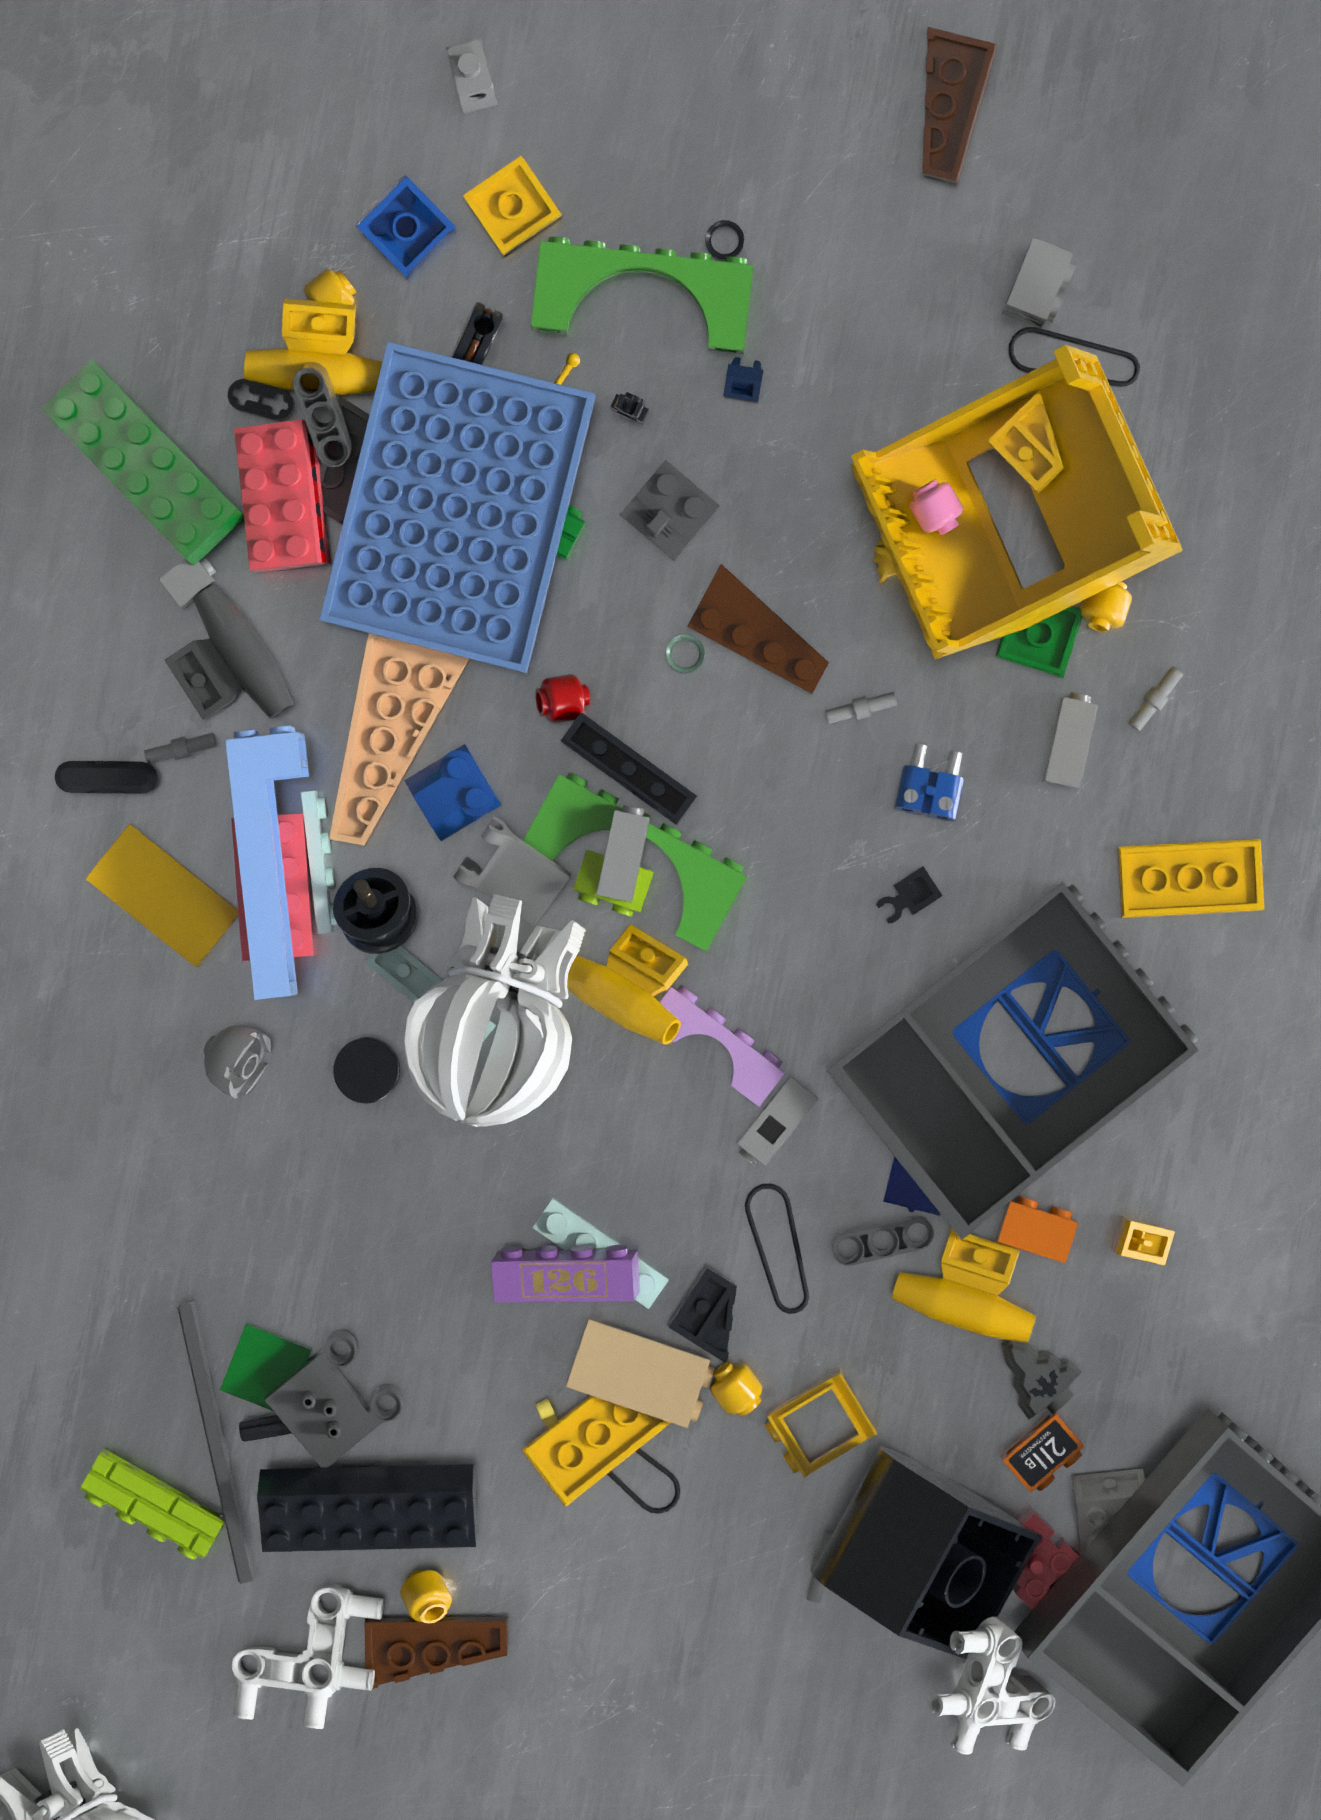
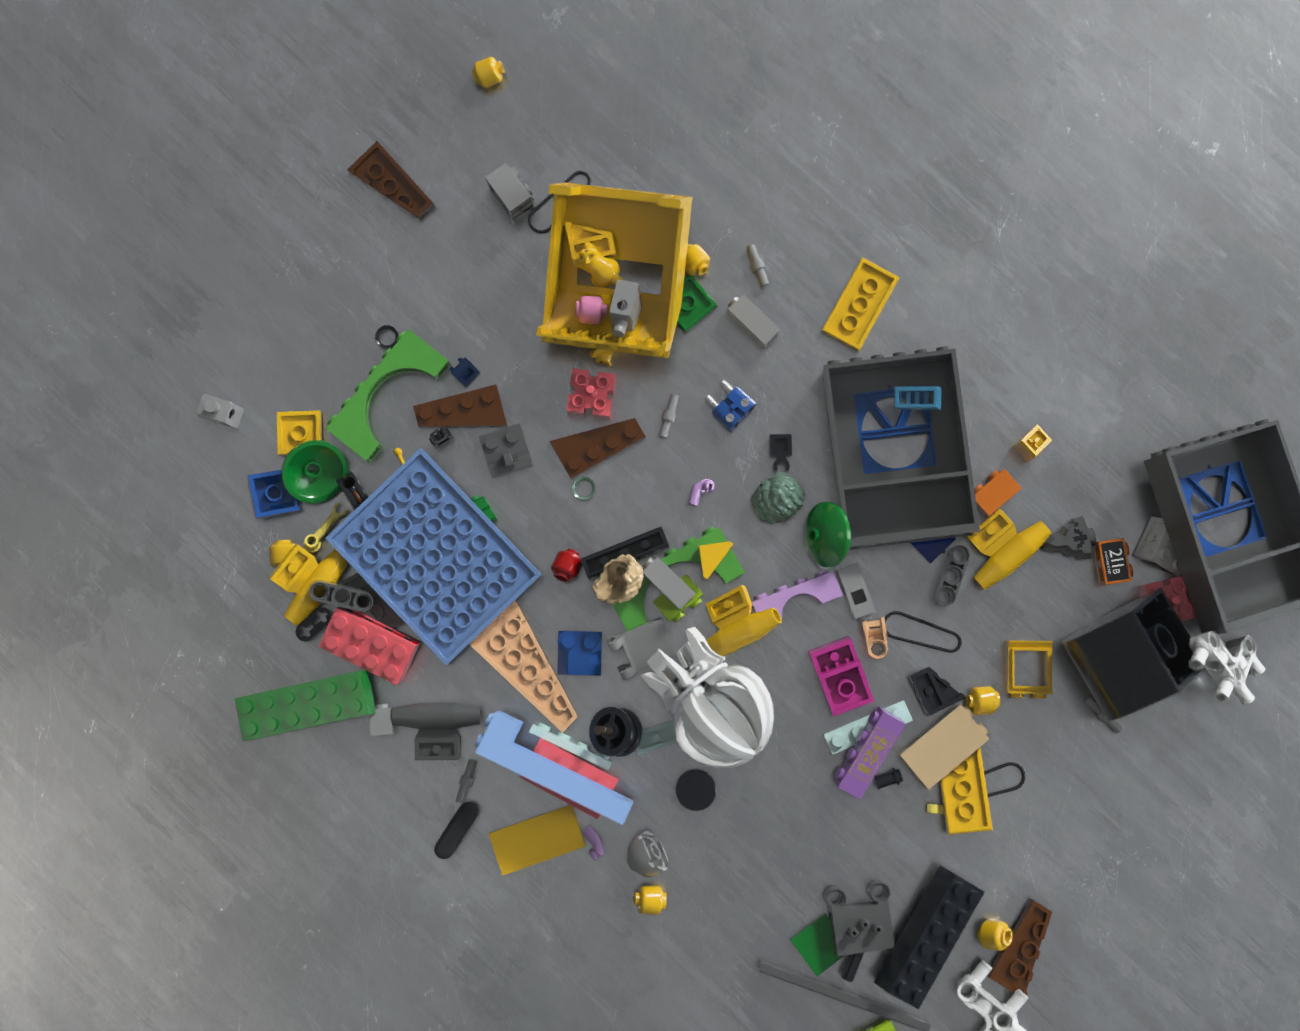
camera: 60 degrees left, 5 degrees down
(179, 1100) = (650, 900): none -> yellow head
(210, 977) = (595, 841): none -> lavender arm
(404, 328) = (330, 521): none -> light yellow brick
(459, 278) = (315, 484): none -> green dish
(547, 1324) = (888, 778): none -> black pin
(583, 785) = (619, 580): none -> tan hair
(648, 1172) = (841, 676): none -> dark pink slope
(696, 422) = (471, 408): none -> reddish brown wing
(698, 892) = (712, 555): none -> yellow slope
(732, 1187) = (876, 636): none -> light nougat piece
(785, 815) = (698, 489): none -> lavender arm
(823, 580) = (591, 394): none -> coral brick
(829, 1032) = (827, 534): none -> green dish
(840, 933) = (778, 498): none -> sand green hair
(964, 556) = (625, 307): none -> light grey torso
(1002, 490) = (603, 270): none -> yellow animal
(1113, 1066) = (917, 406): none -> dark azure slope
(1196, 137) = (487, 72): none -> yellow head

